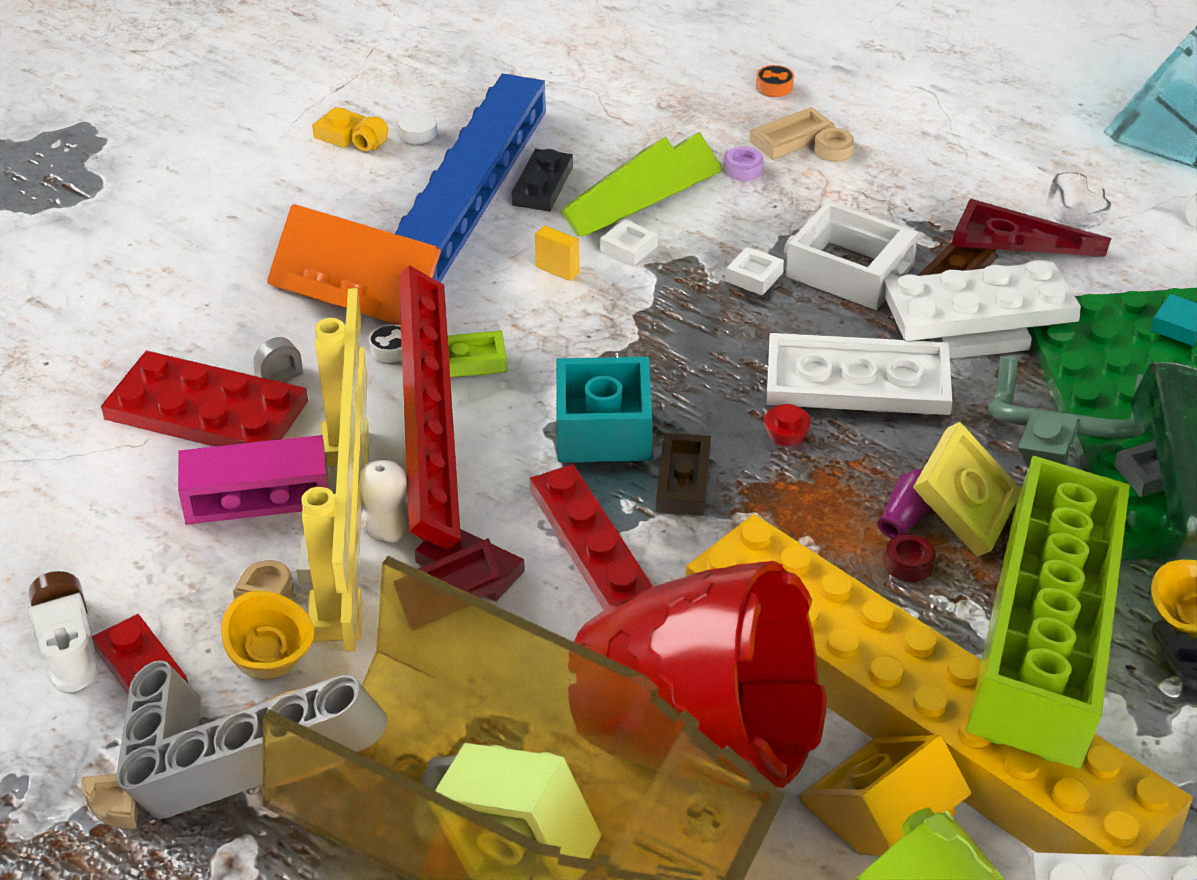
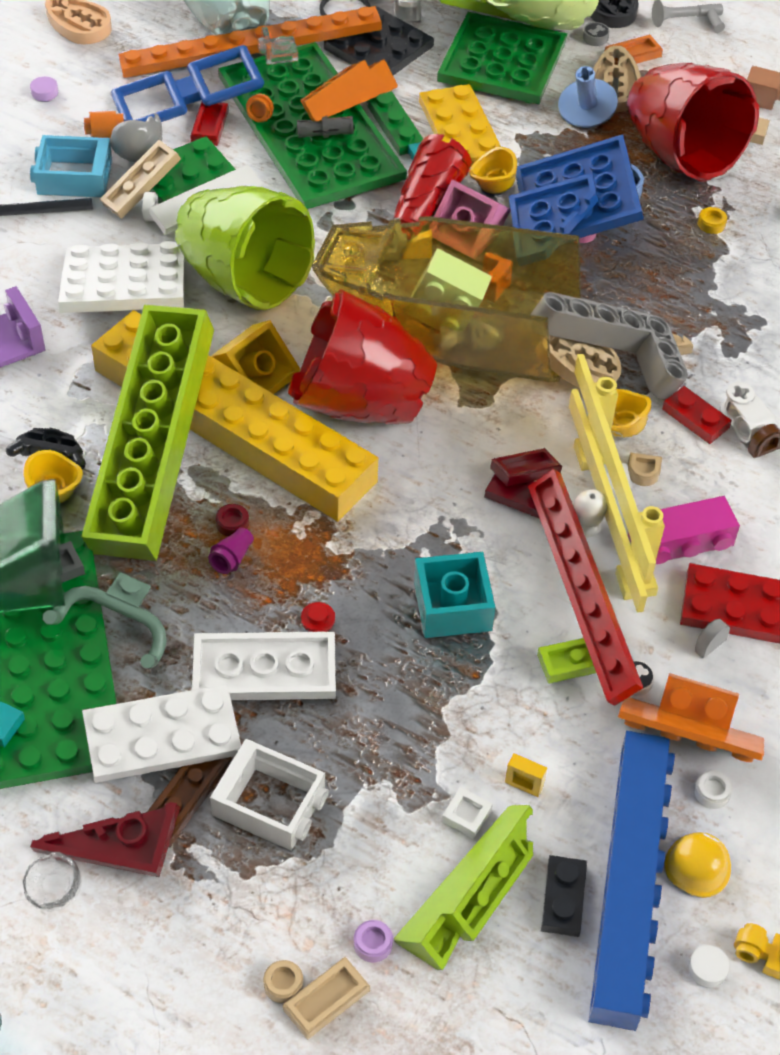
camera: 170 degrees right, 10 degrees up
(393, 183) = (698, 864): none -> yellow helmet
(589, 536) = (443, 513): red plate -> none
(683, 474) = (389, 564): dark brown plate -> none
(754, 270) = (352, 774): white plate -> none
(968, 489) = (191, 546): light yellow plate -> none

